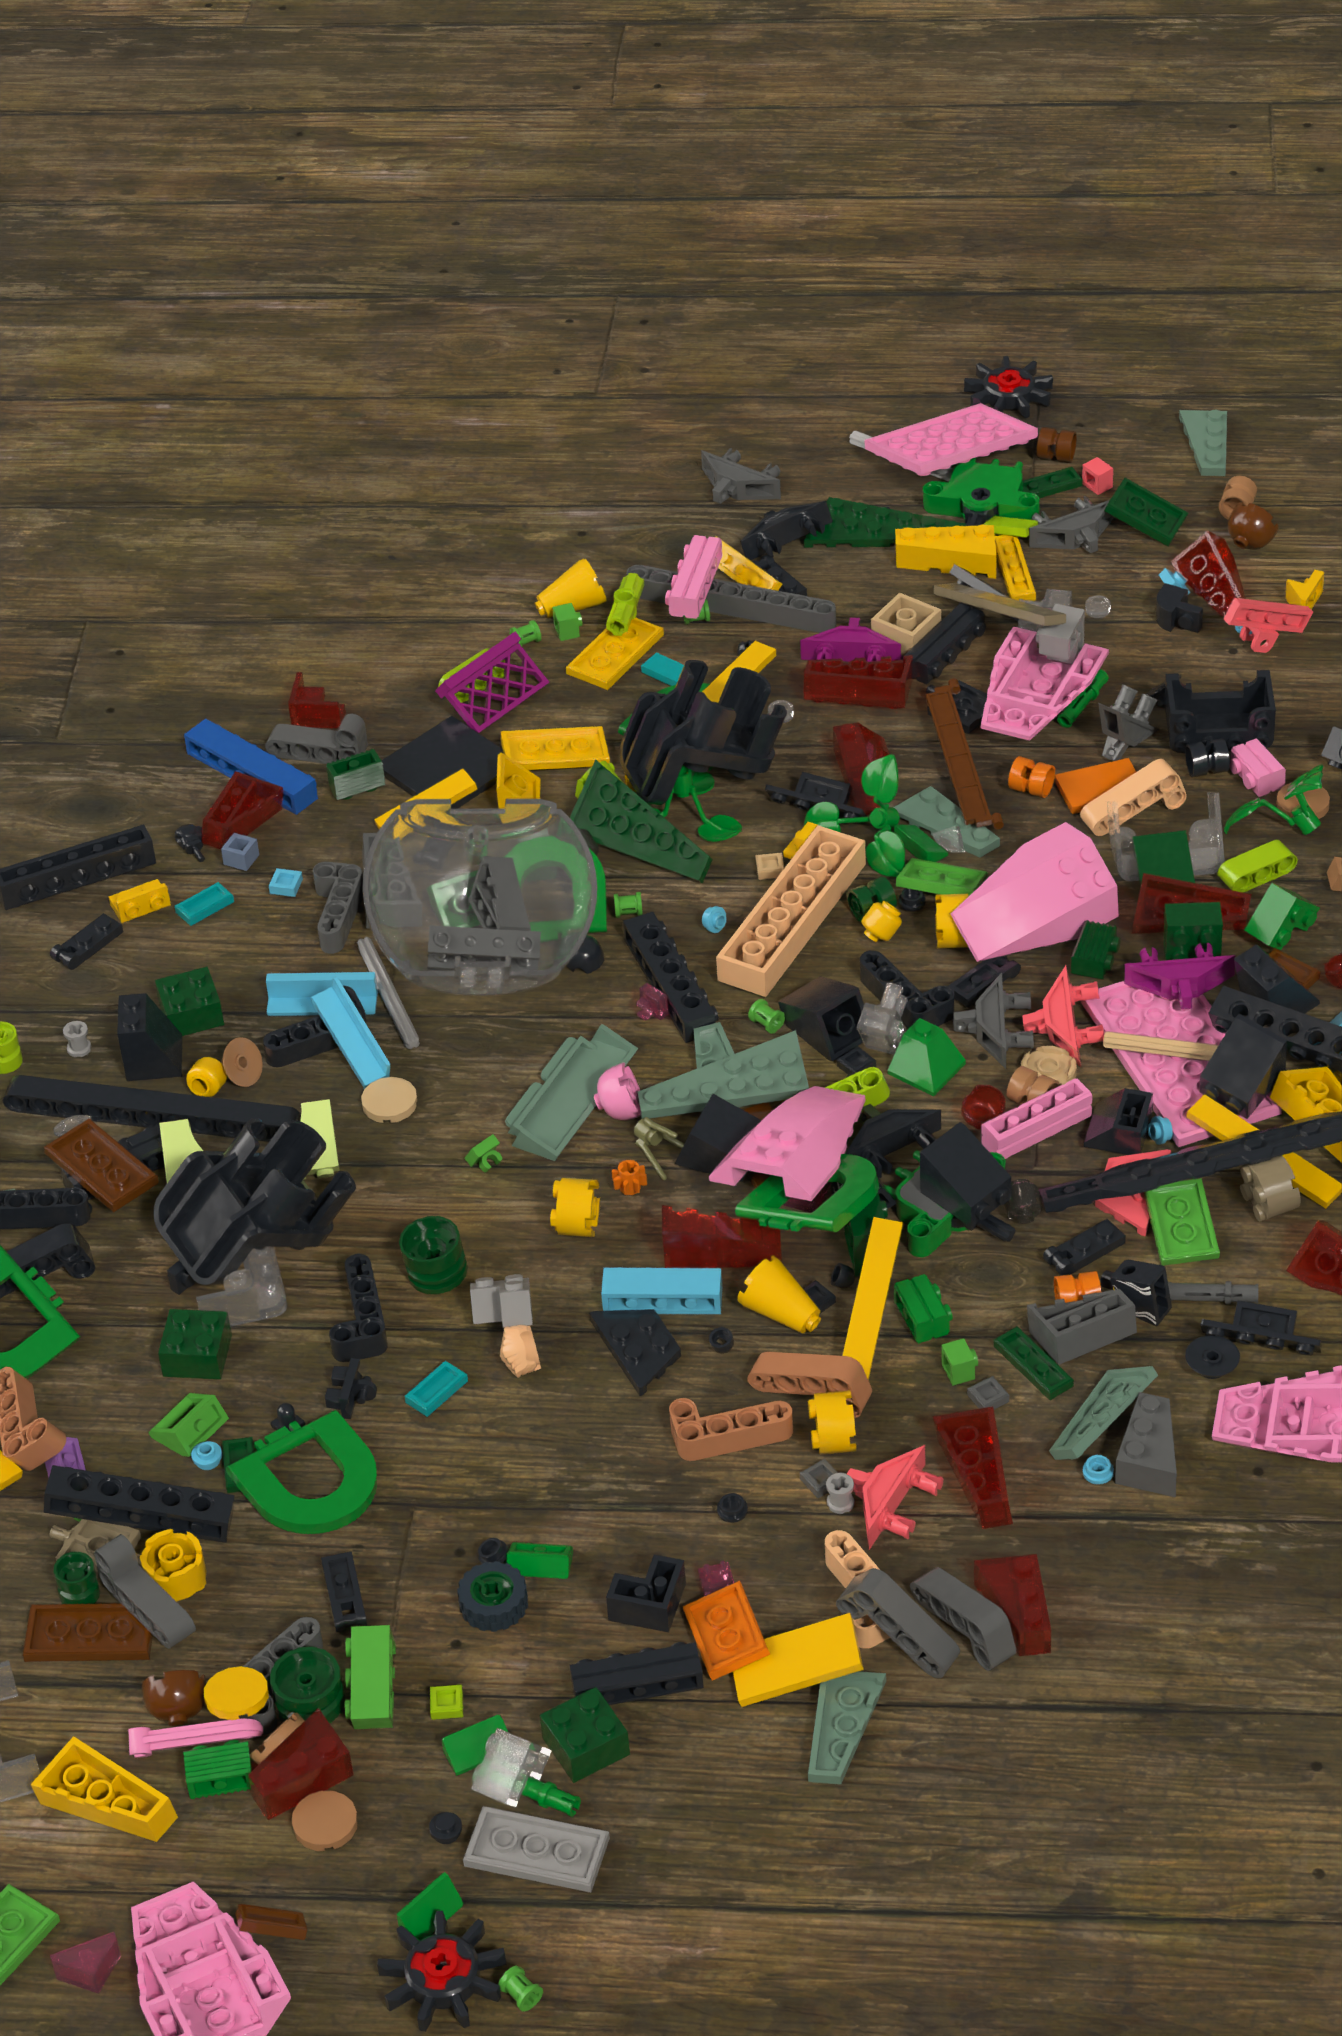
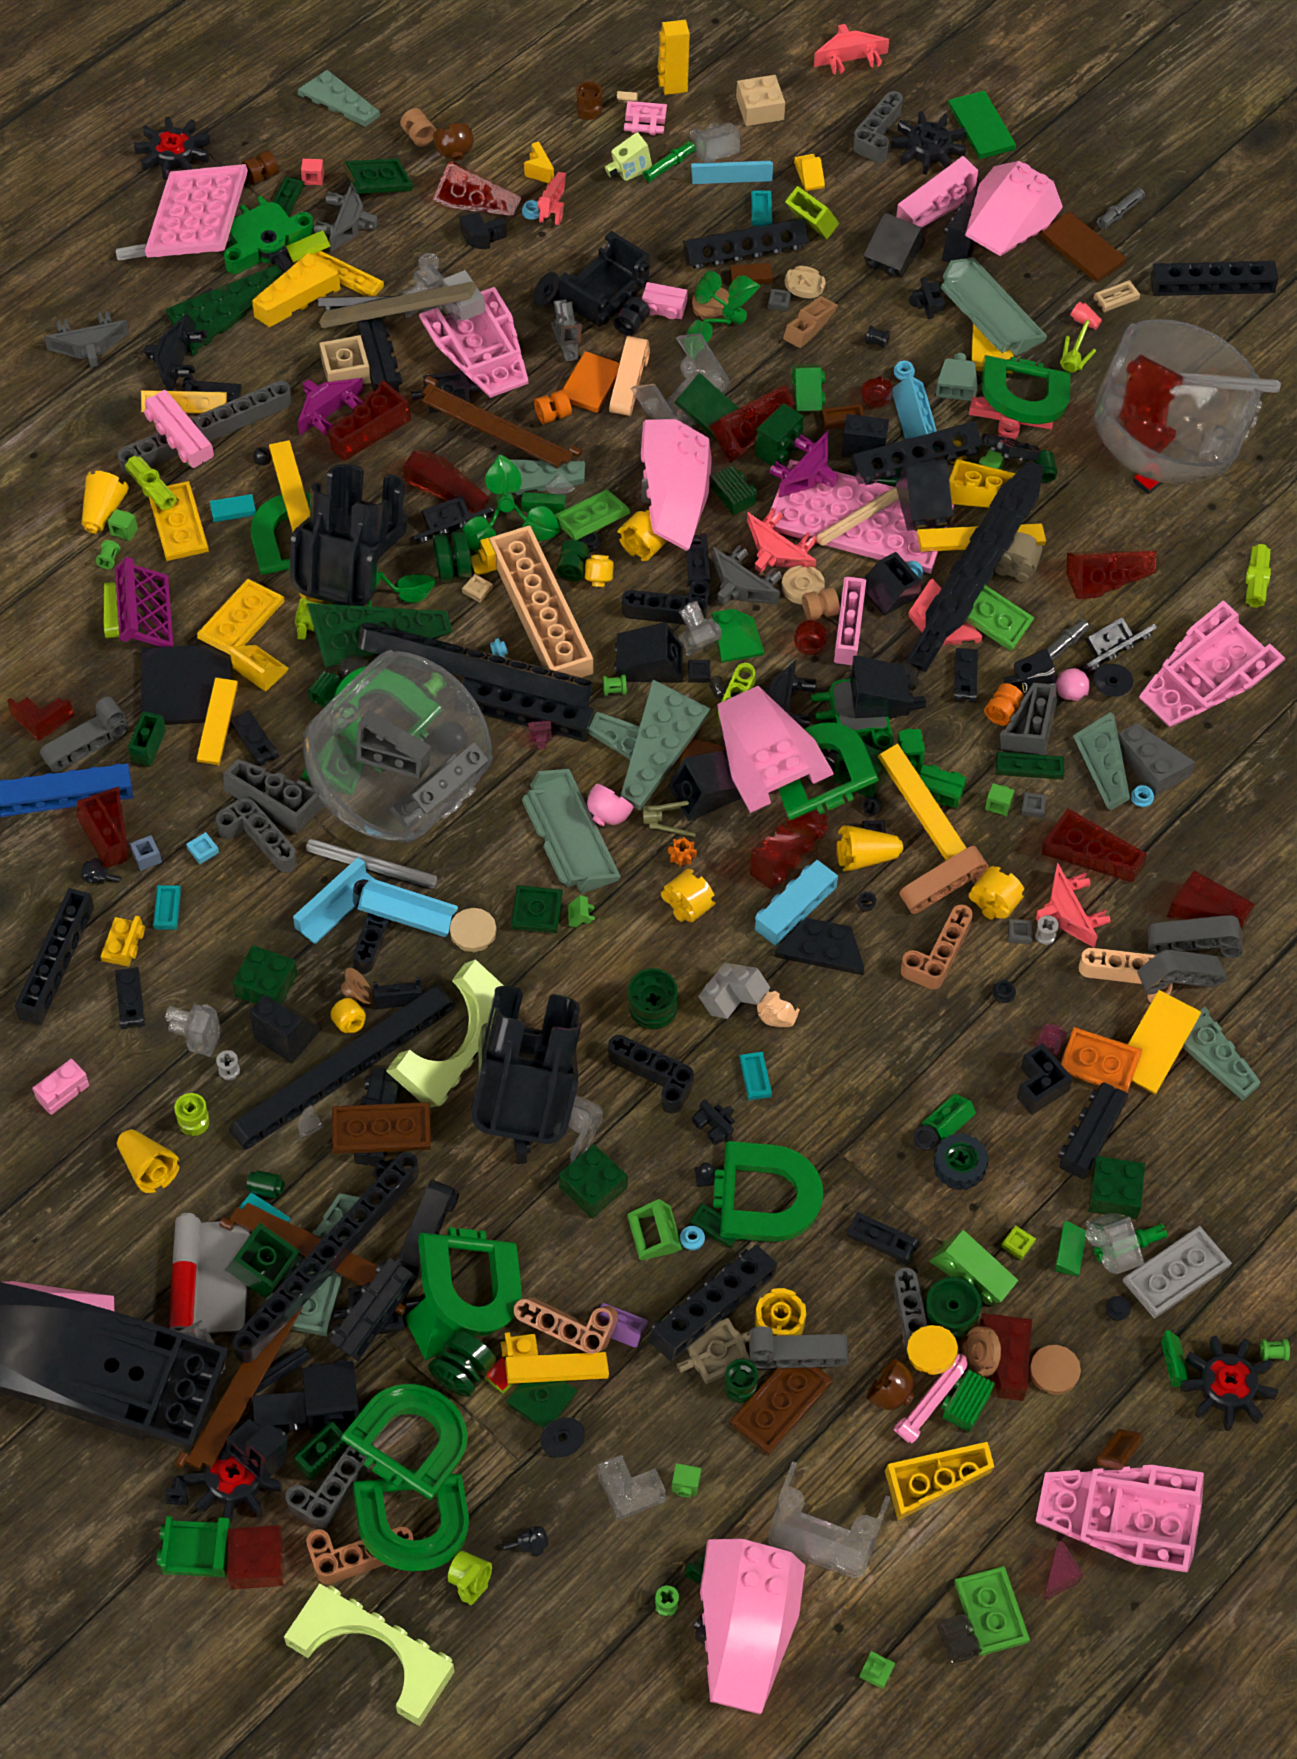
camera: 55 degrees left, 15 degrees up
(89, 991) = (198, 1026): none -> clear brick
(259, 1091) = (396, 995): none -> black hinge
(456, 1124) = (536, 909): none -> dark green plate
(667, 908) = (479, 665): none -> black beam
(771, 819) = (452, 556): none -> dark green wheel
(927, 1252) = (913, 747): none -> green brick
(1172, 1331) = (1072, 684): none -> bright pink hair
(1173, 578) = (455, 211): medium azure plate -> none
(1257, 866) = (746, 365): lime beam -> none

